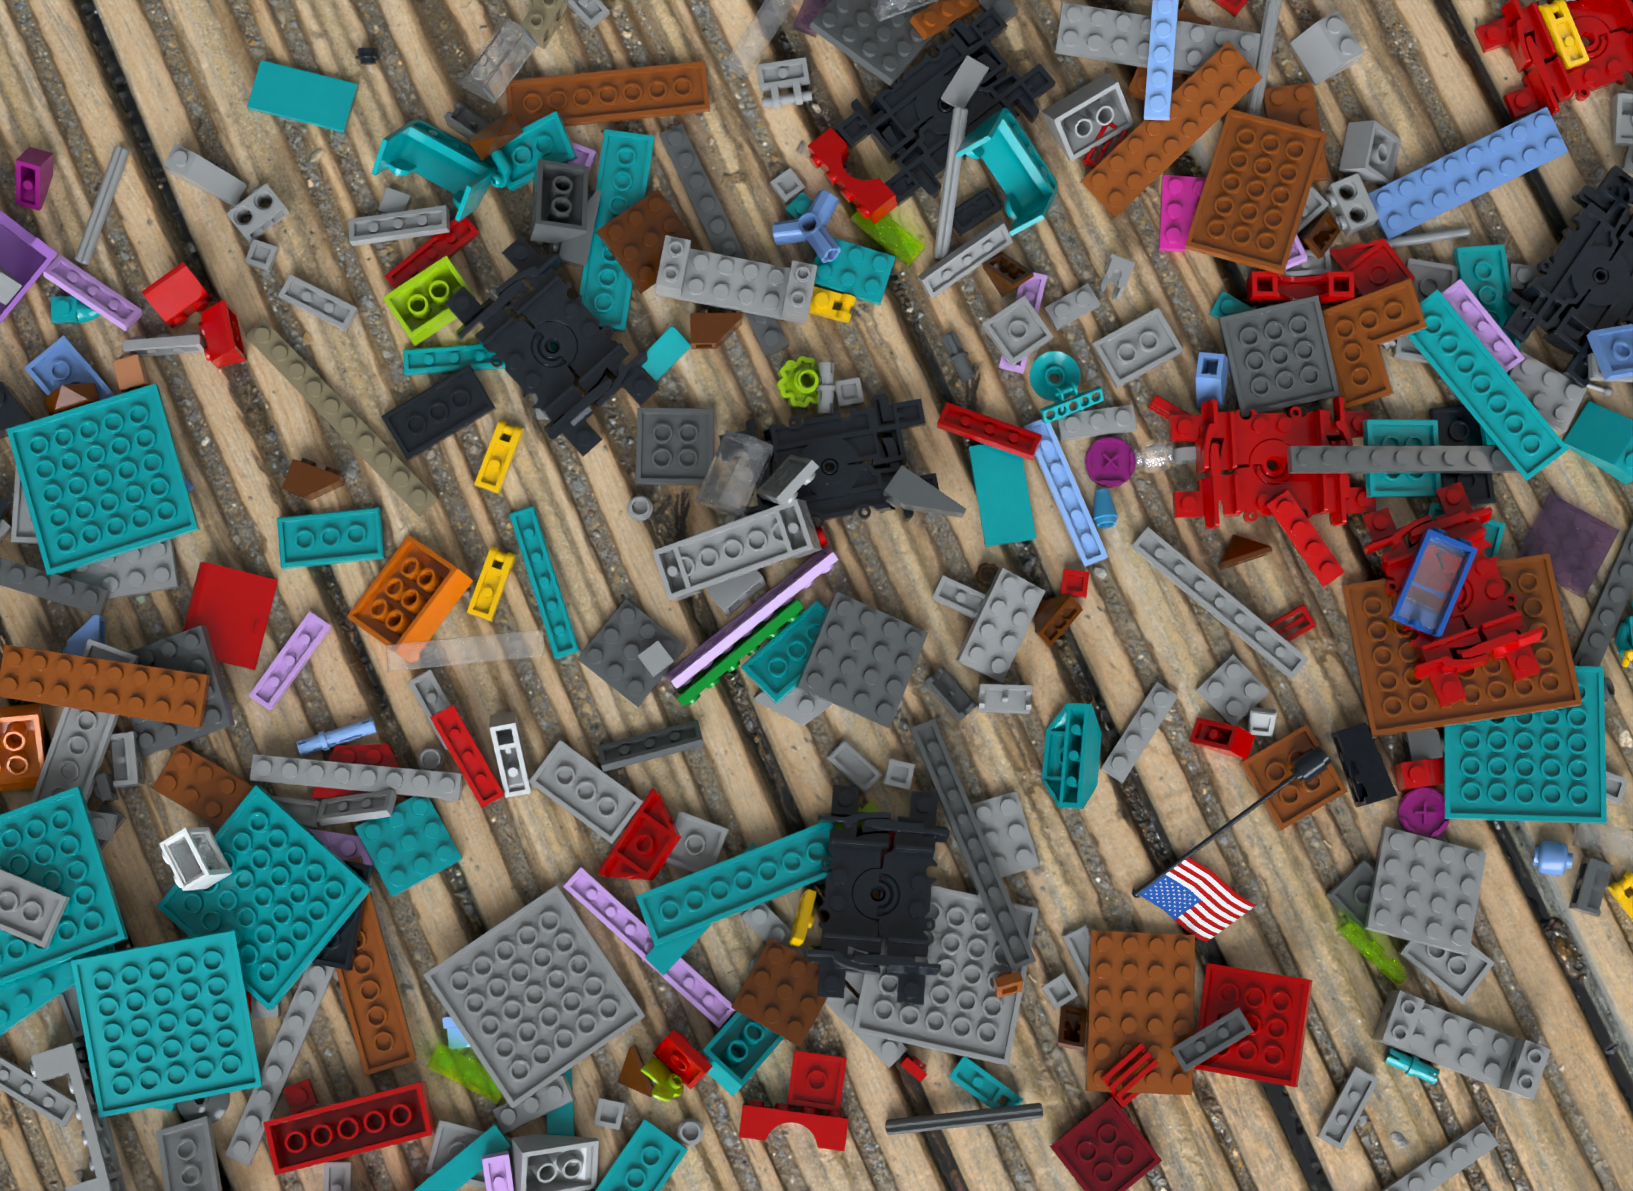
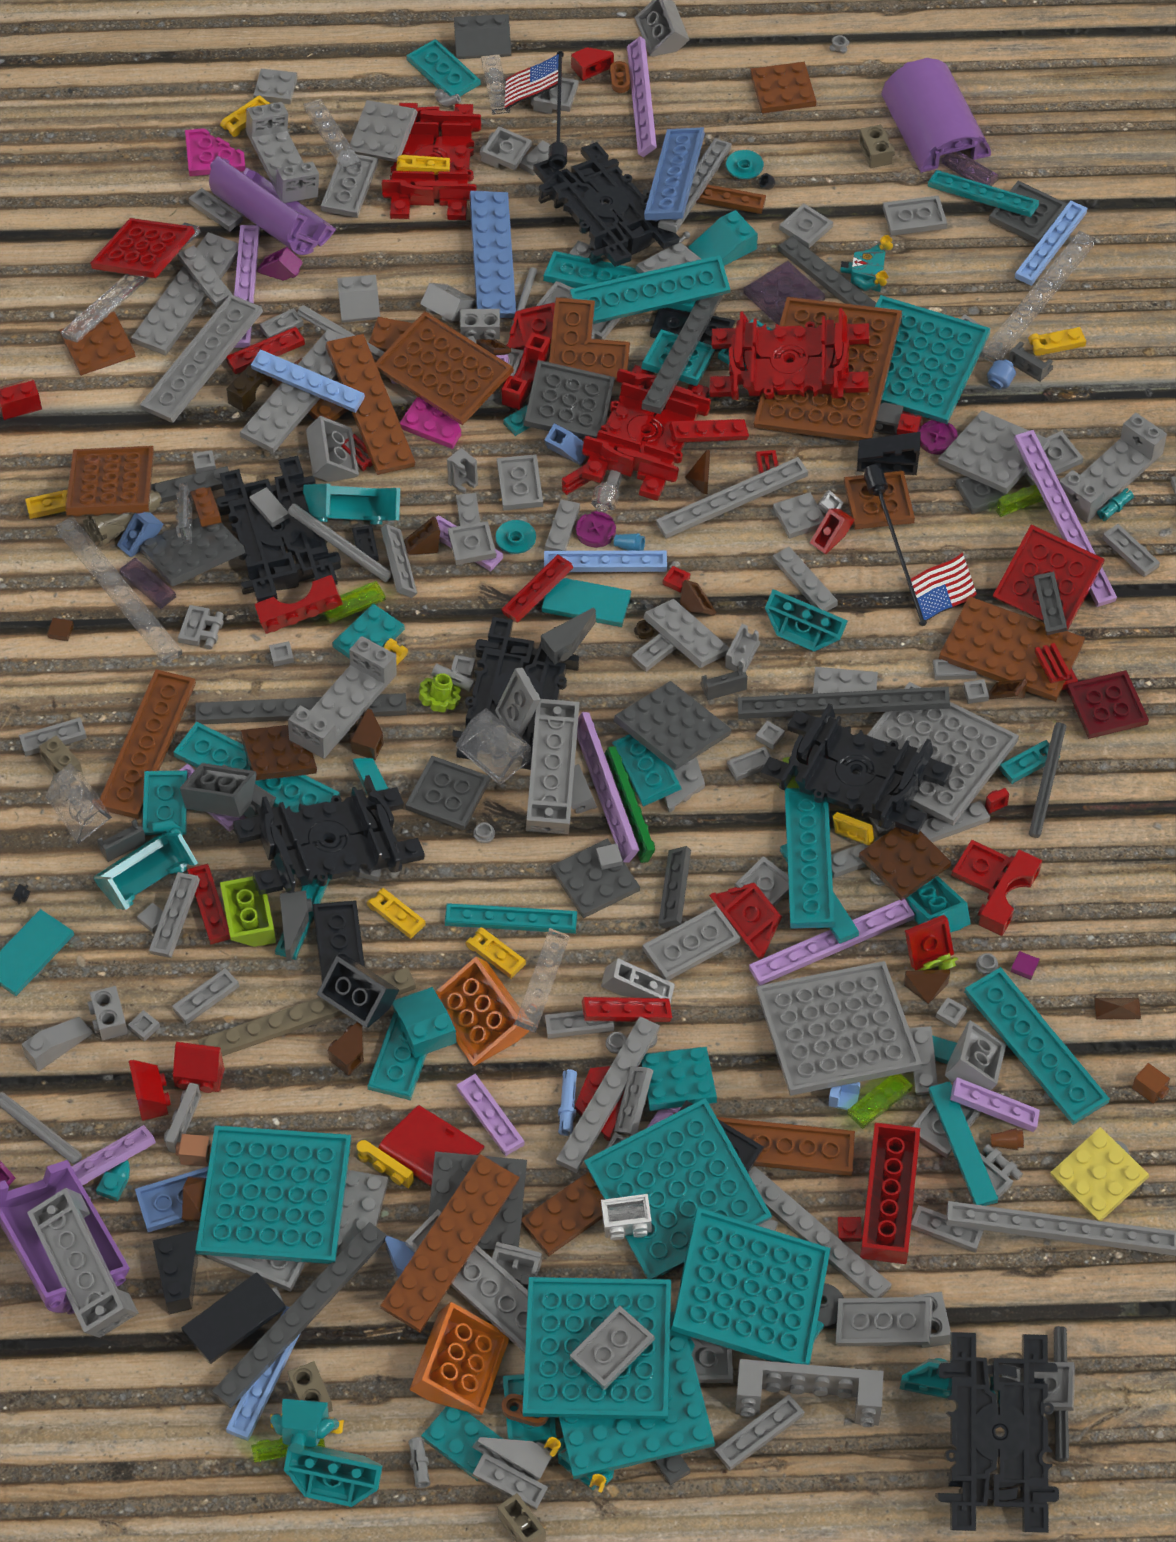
camera: 65 degrees left, 25 degrees down
(187, 575) = (384, 1163): none -> yellow plate
(370, 543) = (424, 1022): none -> teal slope
(372, 460) = (357, 991): none -> black slope
(439, 353) = (294, 918): none -> dark grey slope
(495, 136) = (141, 818): reddish brown slope -> none
(707, 1175) = (1025, 965): none -> magenta tile
(799, 206) = (305, 650): teal plate -> none
(819, 238) = (318, 636): medium blue piece -> none
(958, 356) = (470, 591): dark grey axle -> none
(1008, 984) = (958, 711): dark orange plate -> none
(1077, 397) = (537, 530): teal piece -> none
(1362, 1005) = (1060, 508): none -> lavender plate
(1433, 582) = (779, 357): door -> none
(1483, 325) = (606, 274): lavender plate -> none

